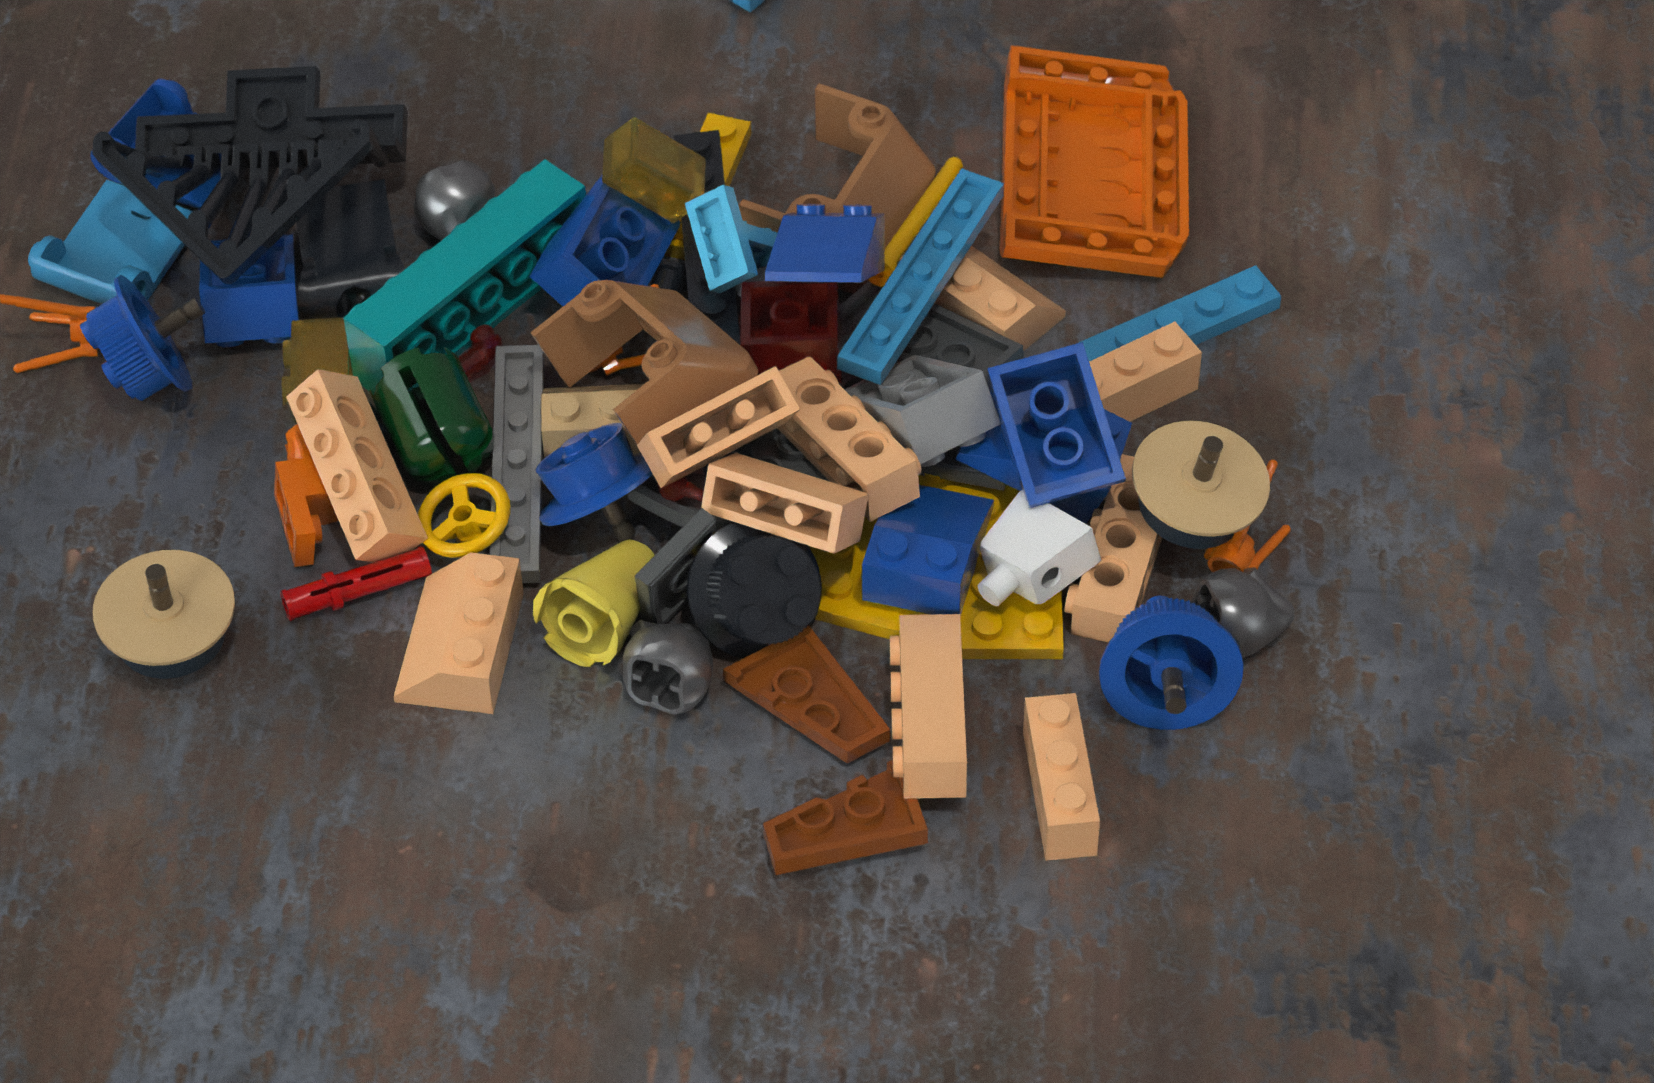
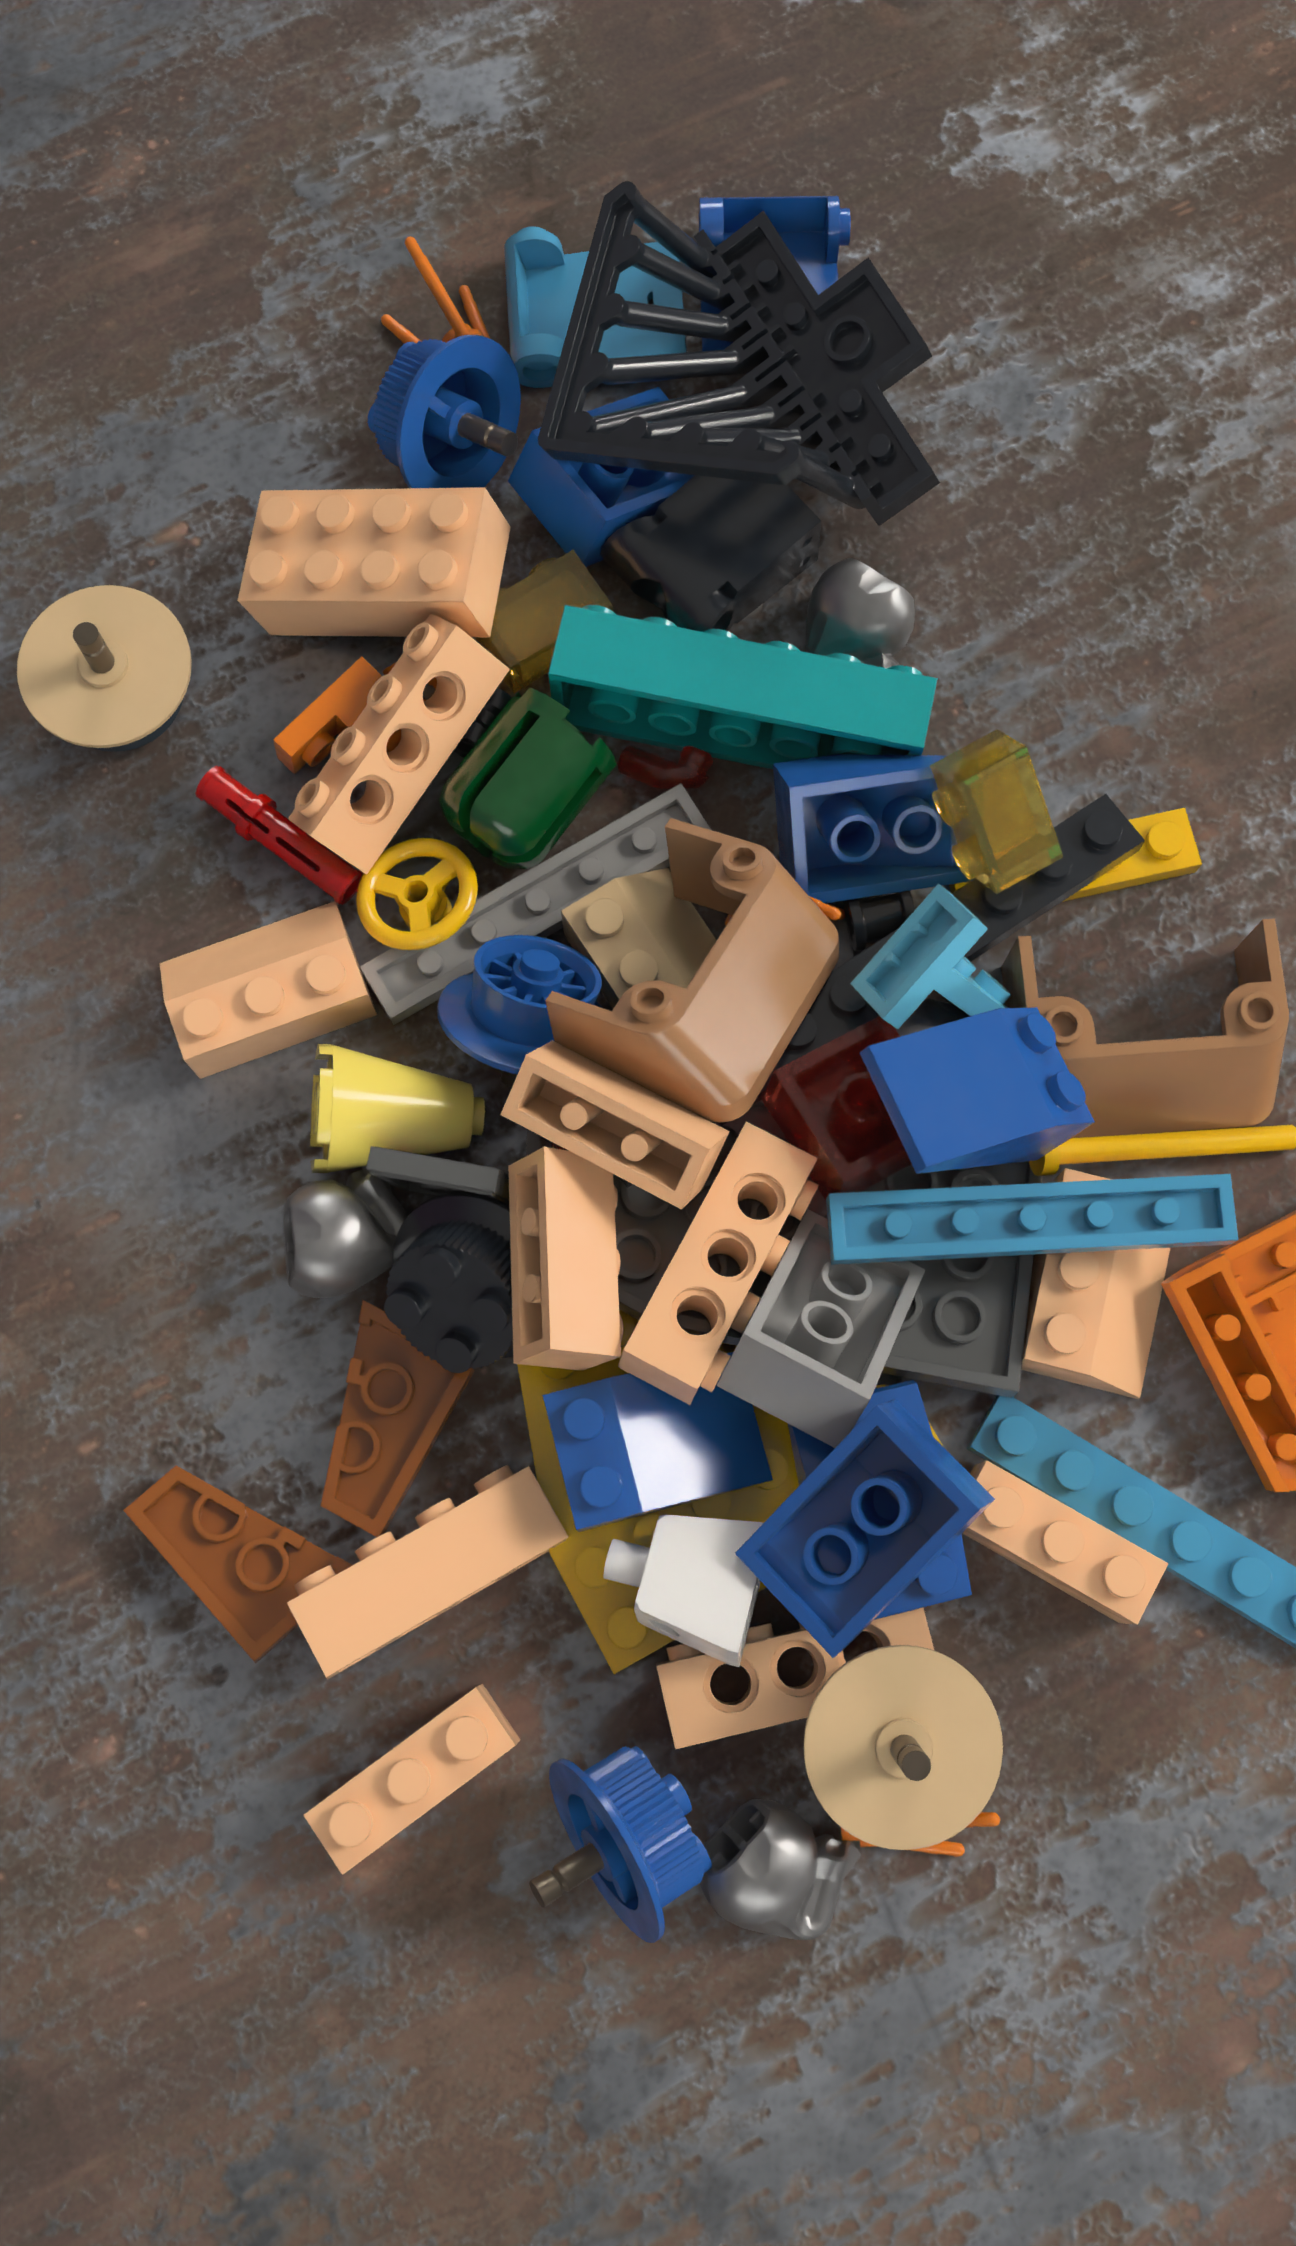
camera: 60 degrees right, 25 degrees up
(211, 427) = (374, 561): none -> light nougat brick

